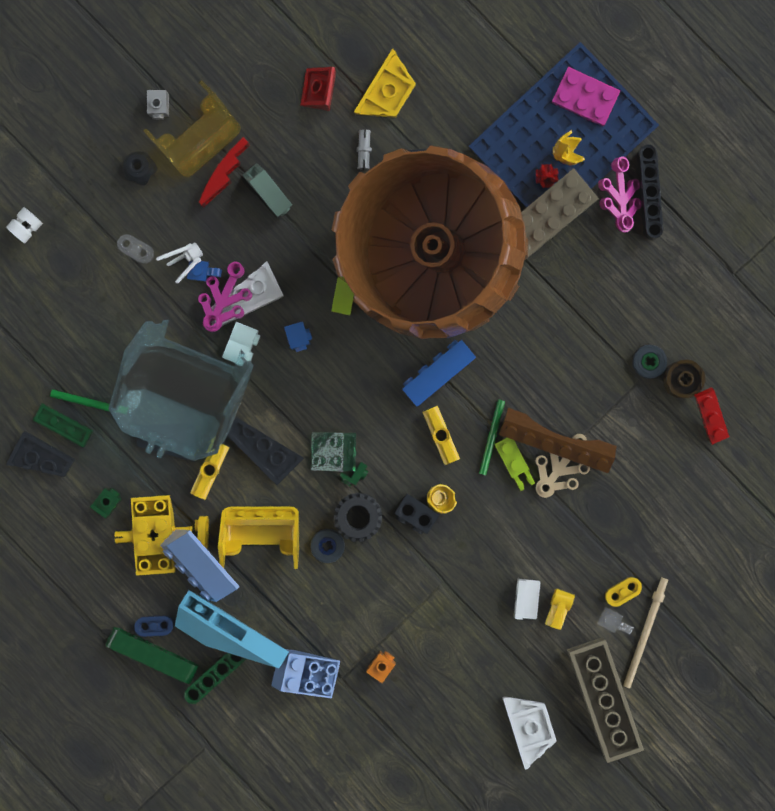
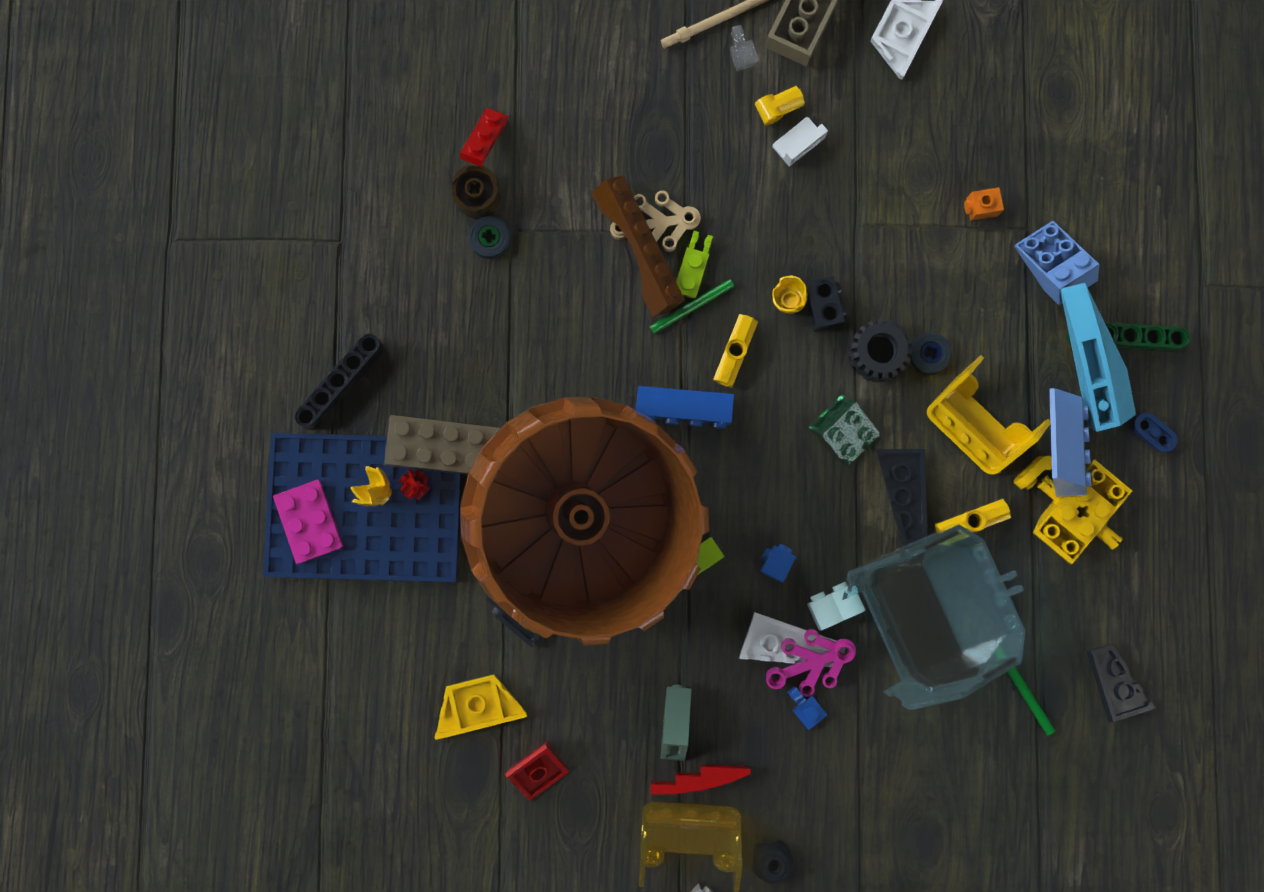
camera: 135 degrees left, 5 degrees down
(62, 425) = (1068, 693): dark green tile -> none
(106, 510) = (1104, 580): dark green brick -> none
(135, 248) = (847, 790): clear plate -> none
(151, 655) = (1181, 409): dark green beam -> none
(190, 252) = (801, 734): white plant -> none
(360, 473) = (840, 387): dark green bracket -> none
(364, 149) = (552, 673): light grey pin -> none
(623, 217) = (367, 400): dark pink plant -> none
(623, 592) = (710, 64): yellow plate -> none

